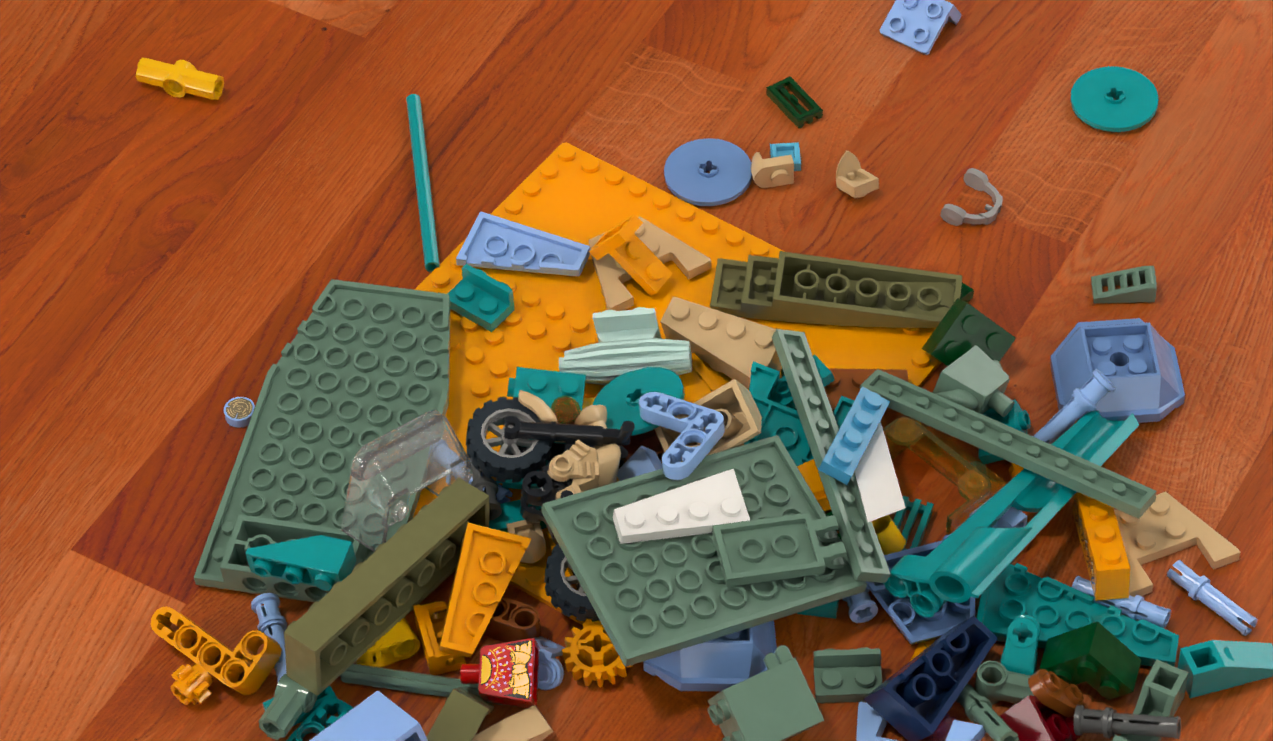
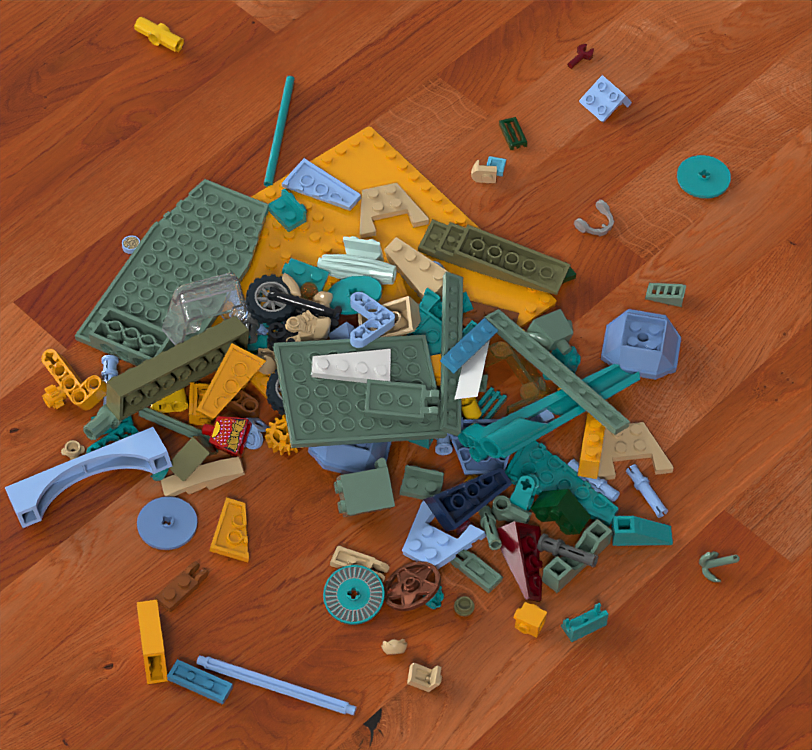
camera: 10 degrees right, 5 degrees up
(308, 560) = (136, 342): teal slope -> none
(633, 255) = (382, 206): light orange bracket -> none
(728, 174) = (458, 168): medium blue piece -> none
(853, 178) = (530, 189): tan plate -> none
(962, 330) = (560, 297): dark green brick -> none
(1055, 692) = (533, 523): dark orange plate -> none
(1083, 400) = (611, 357): light blue pin -> none

